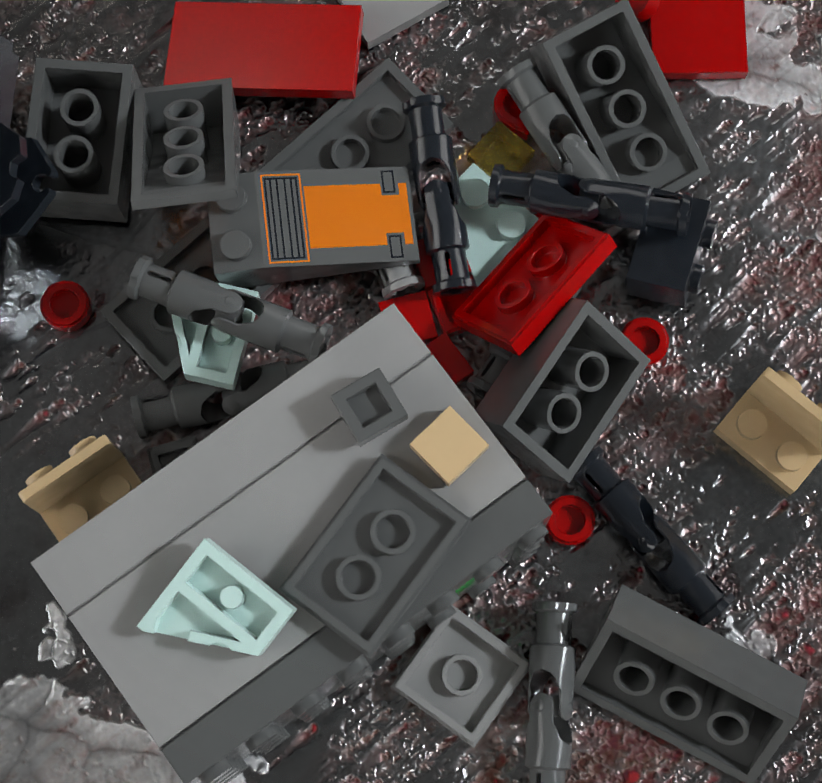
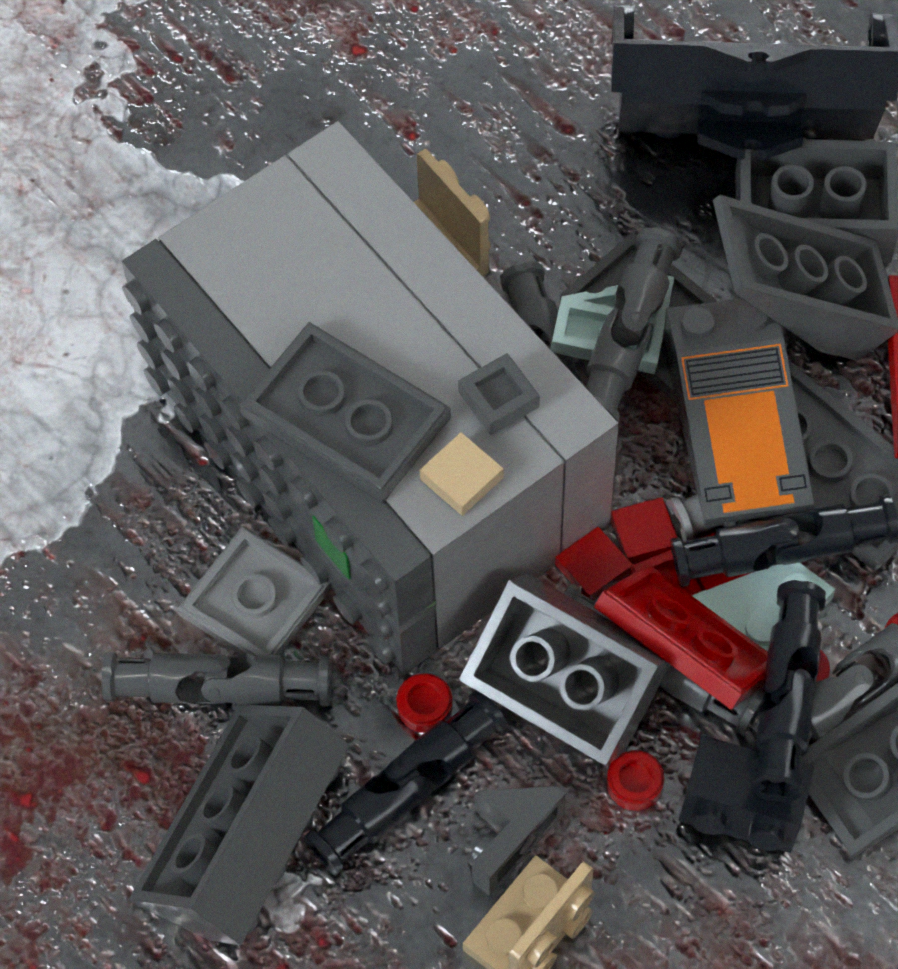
camera: 90 degrees right, 15 degrees down
(66, 306) = (639, 208): red tile -> none
(219, 604) = (294, 271): light aqua wing -> none
(500, 147) = (850, 620): clear yellow tile -> none
(687, 434) = (522, 821): none -> dark grey slope

